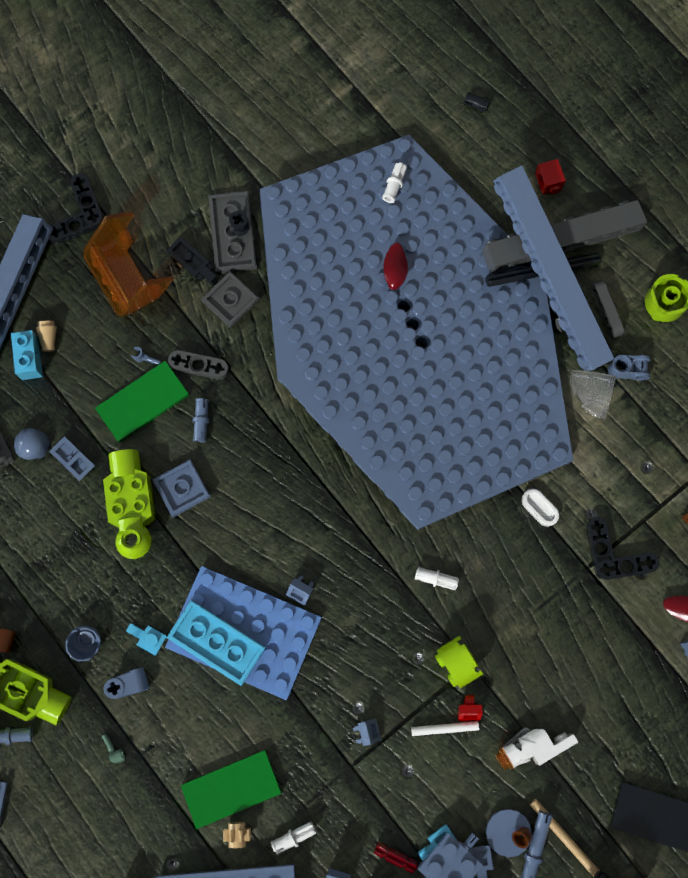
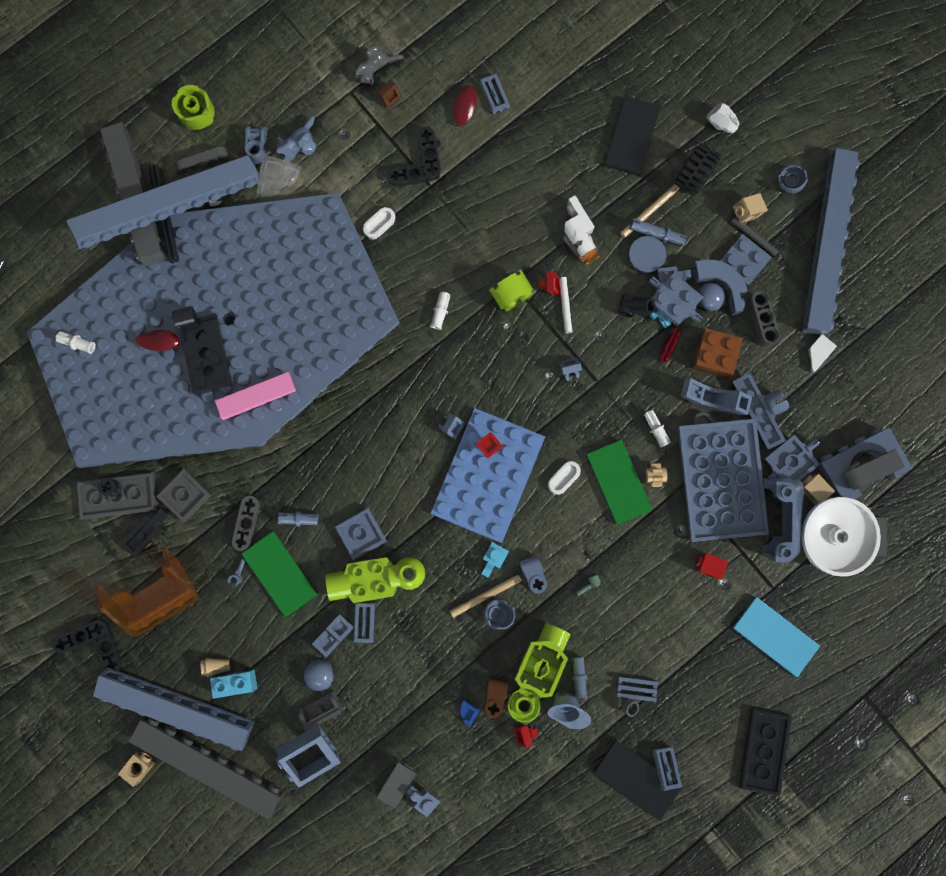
camera: 90 degrees left, 5 degrees up
(66, 492) = (364, 622): none -> sand blue tile
(106, 626) = (486, 595): none -> tan bar
(216, 642) = (497, 497): medium azure tile -> none
(238, 722) = (564, 477): none -> white tile
(273, 633) = (489, 445): none -> red tile
(331, 370) = (255, 396): none -> bright pink tile
(409, 297) = (188, 328): none -> black hinge
(443, 811) = (632, 305): none -> black piece
(522, 842) = (653, 240): reddish brown hinge -> none
(550, 177) = (74, 205): red brick -> none
(634, 416) = (299, 141): none -> sand blue animal

